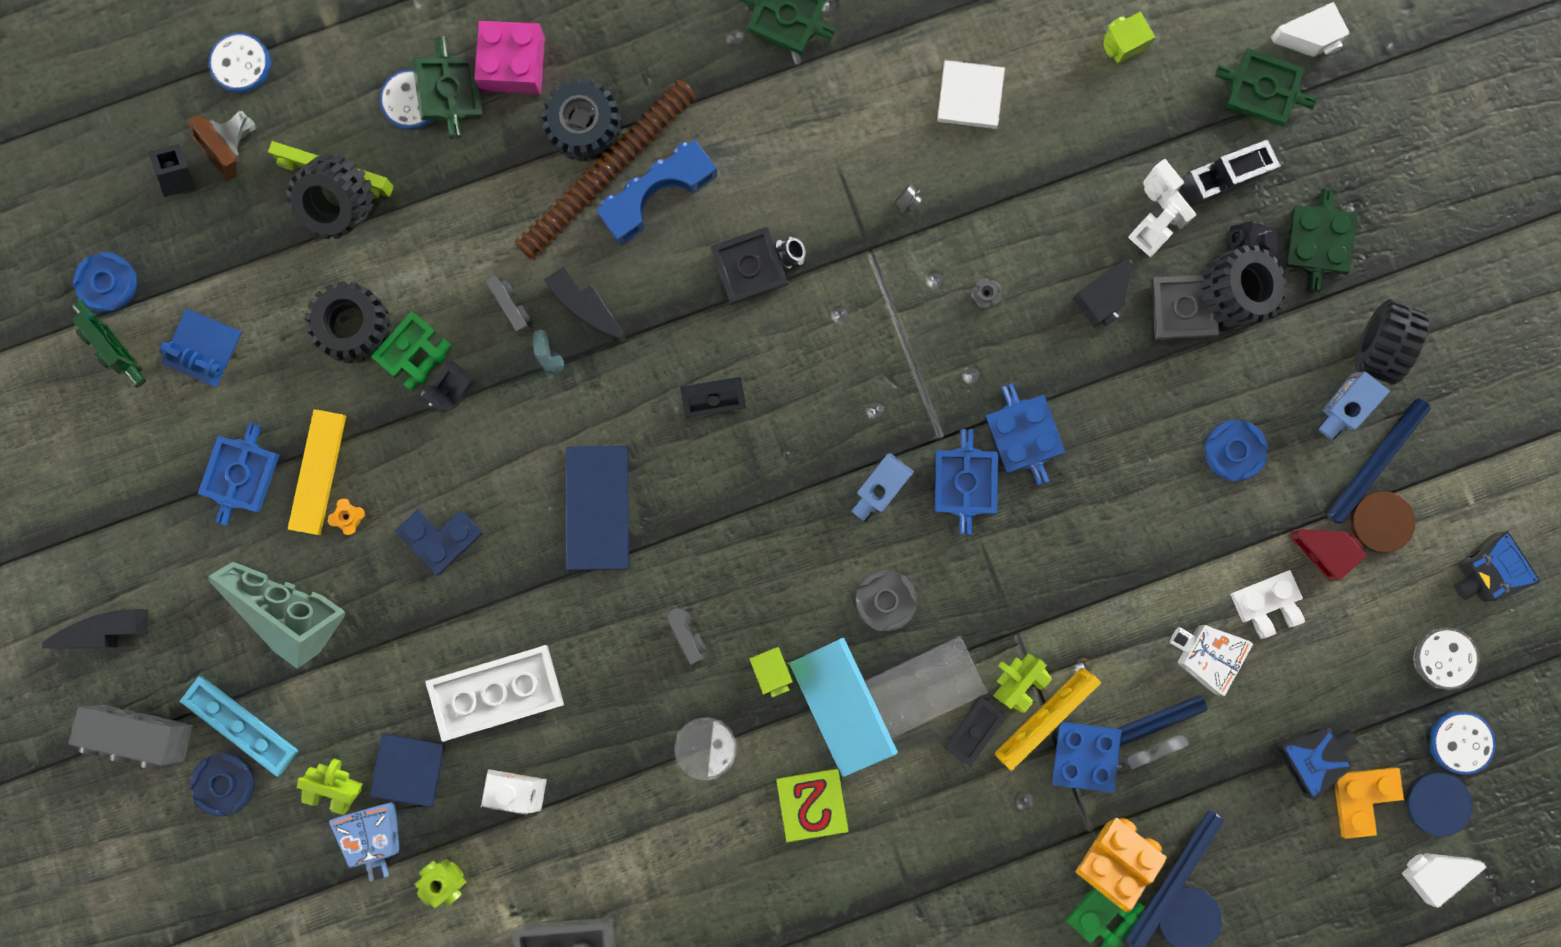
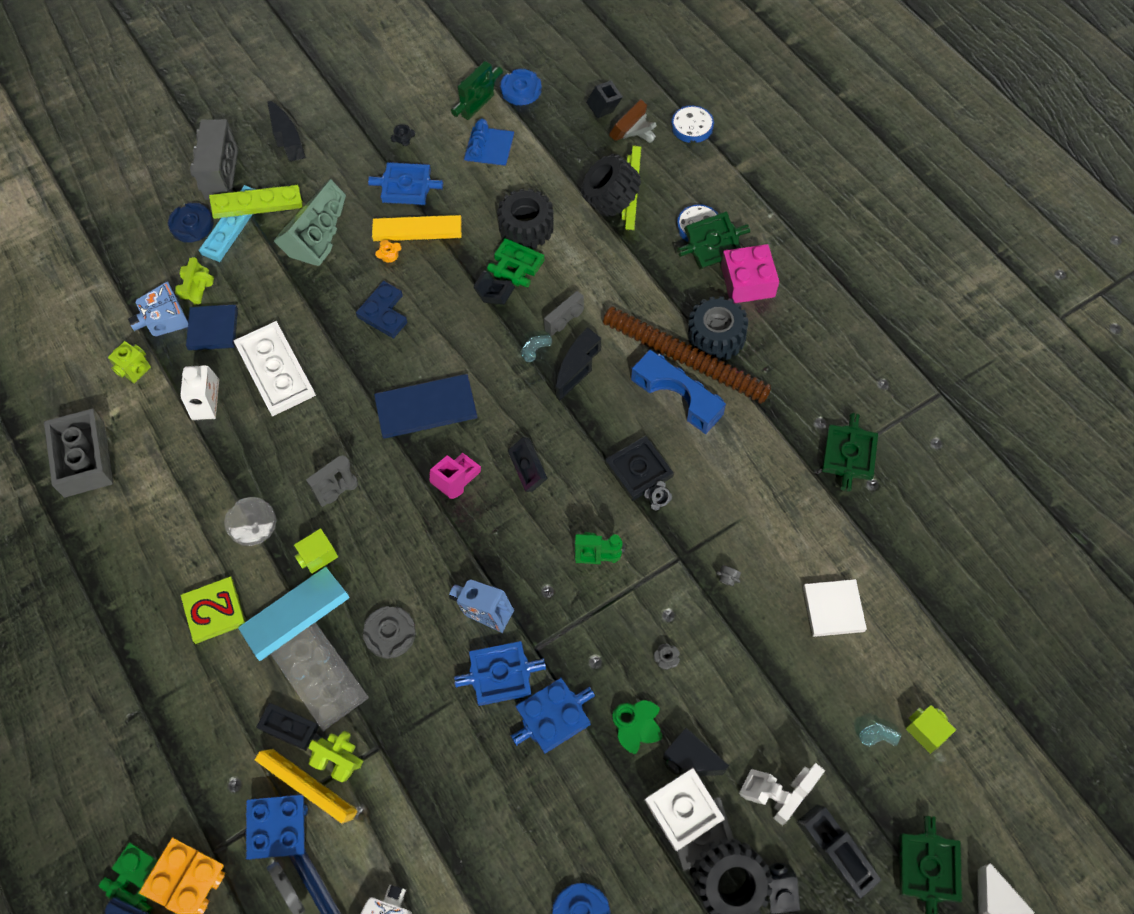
camera: 75 degrees right, 20 degrees down
(140, 463) = (402, 135): none -> black plate
(216, 687) = (255, 201): none -> lime plate
(709, 486) = (452, 475): none -> dark pink brick
(846, 343) = (593, 550): none -> green plate
(1058, 344) = (640, 727): none -> green plate
(1117, 93) = (877, 733): none -> clear light blue arm
(1163, 316) = (684, 809): none -> white plate

